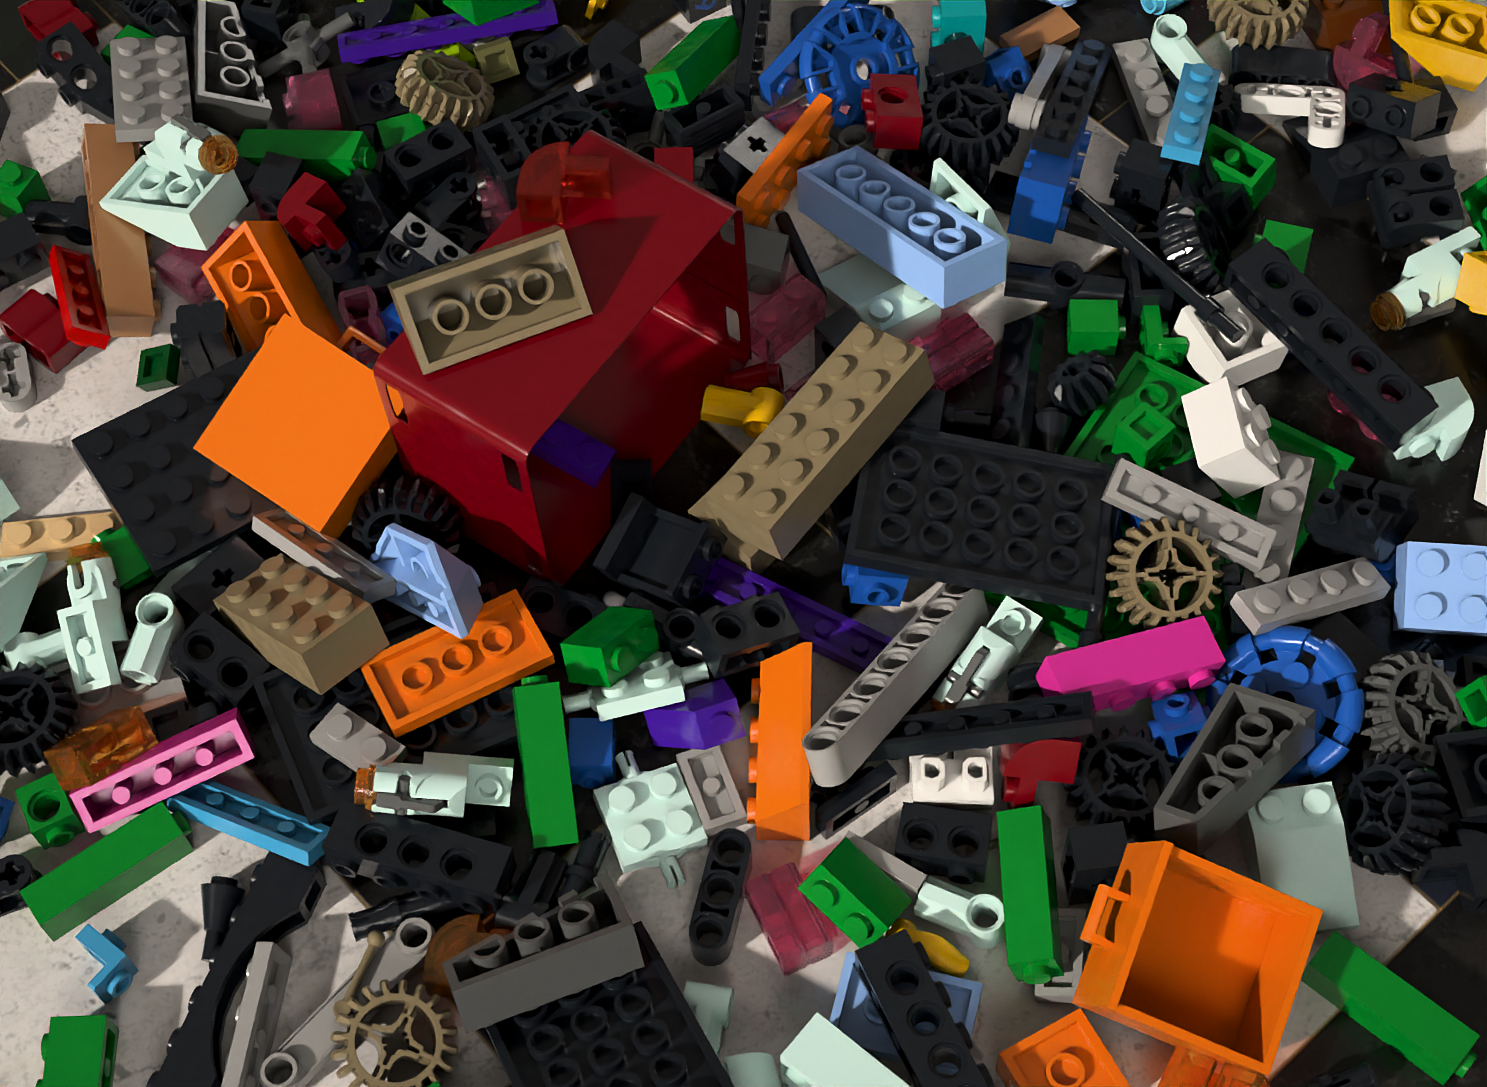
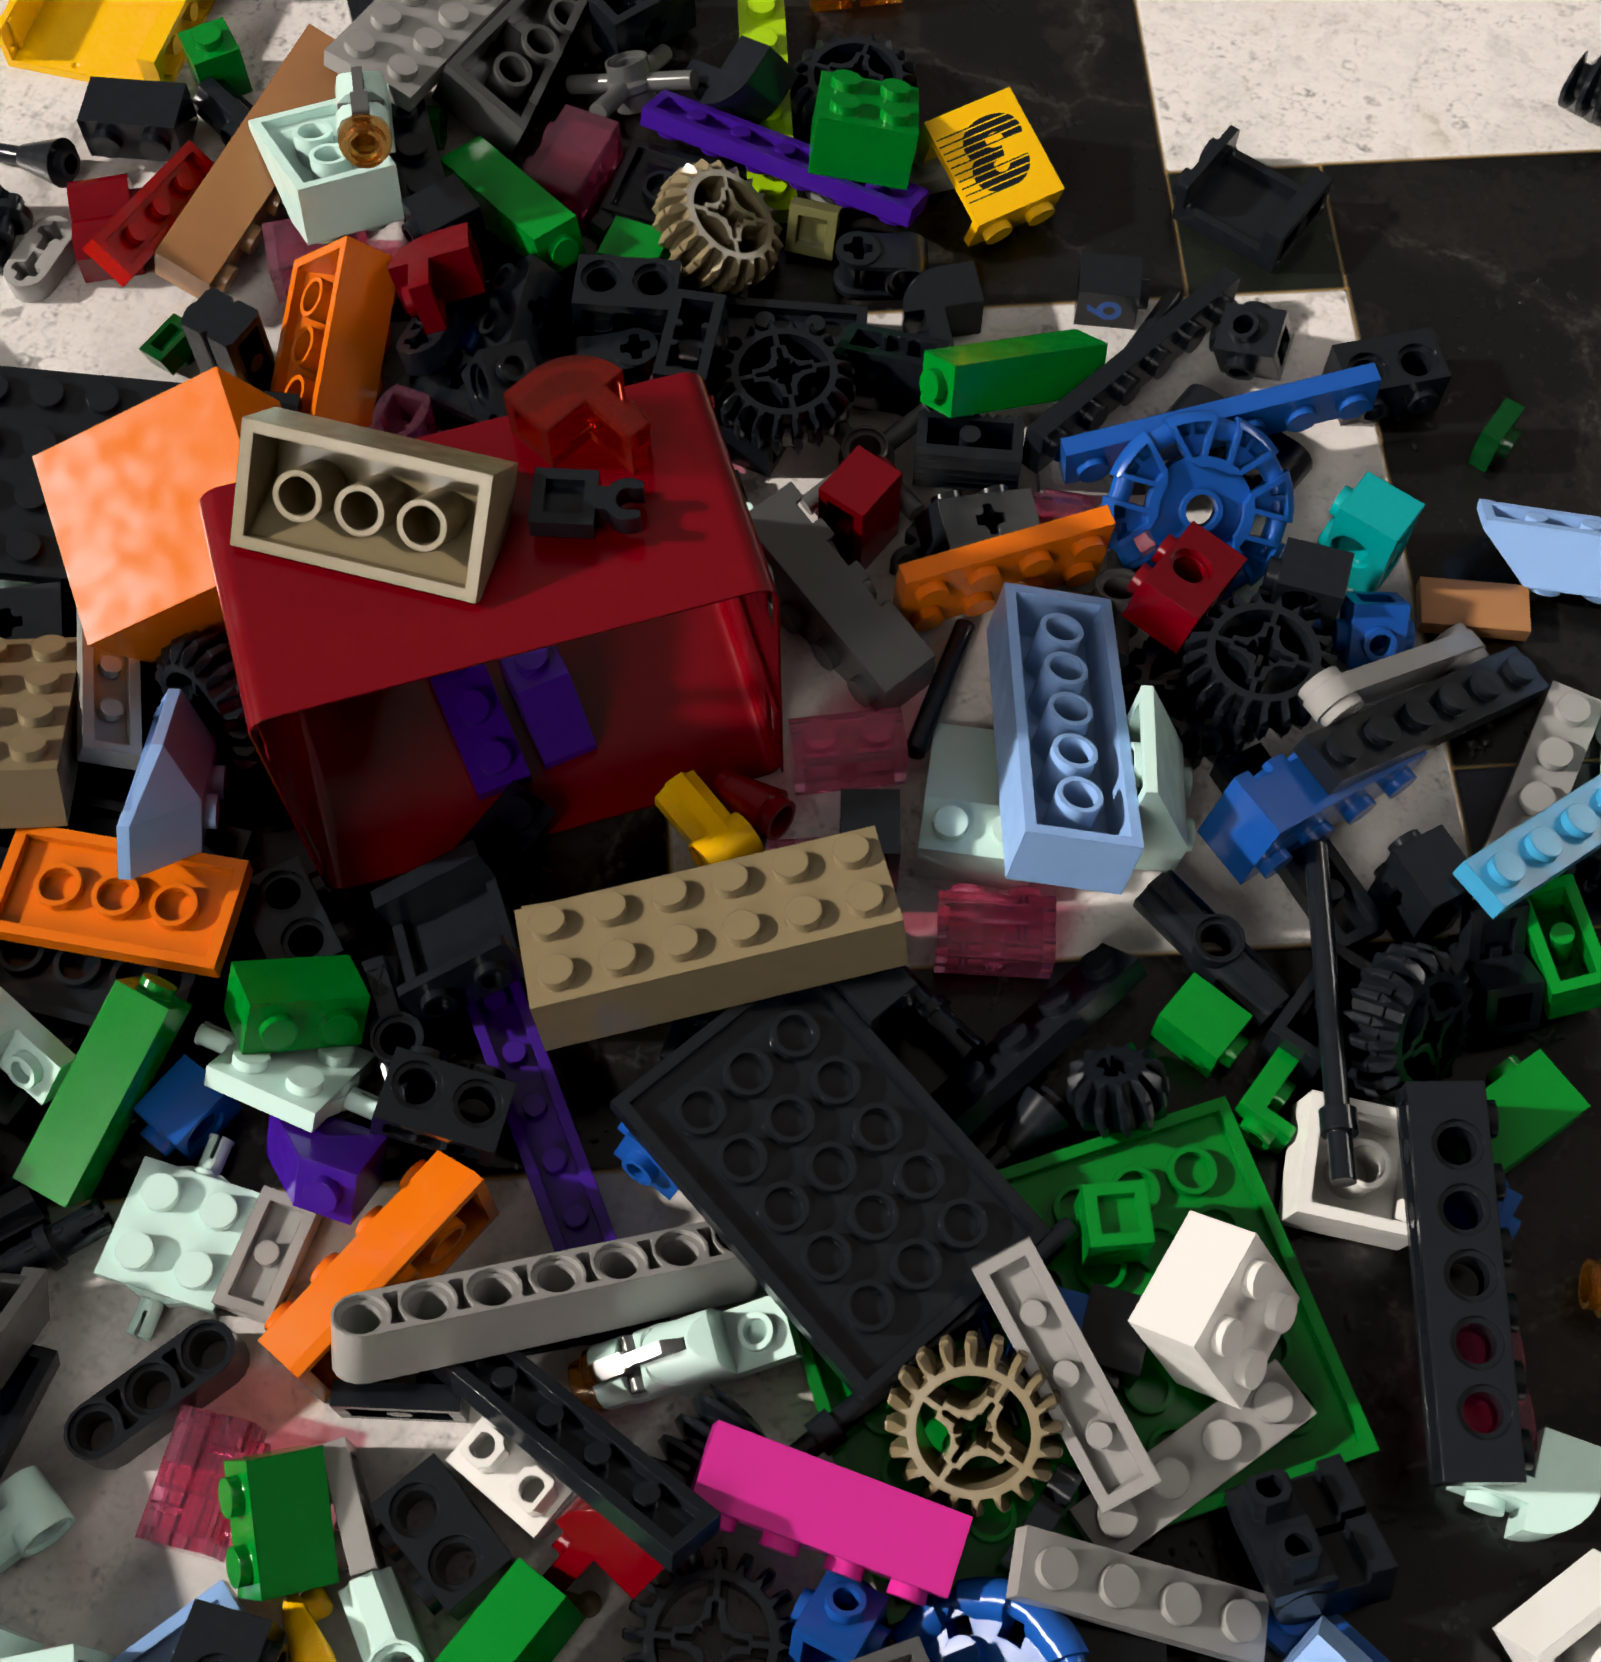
camera: 35 degrees right, 5 degrees up
(599, 413) = (548, 705): none -> dark purple slope
(602, 229) = (574, 501): none -> black plate

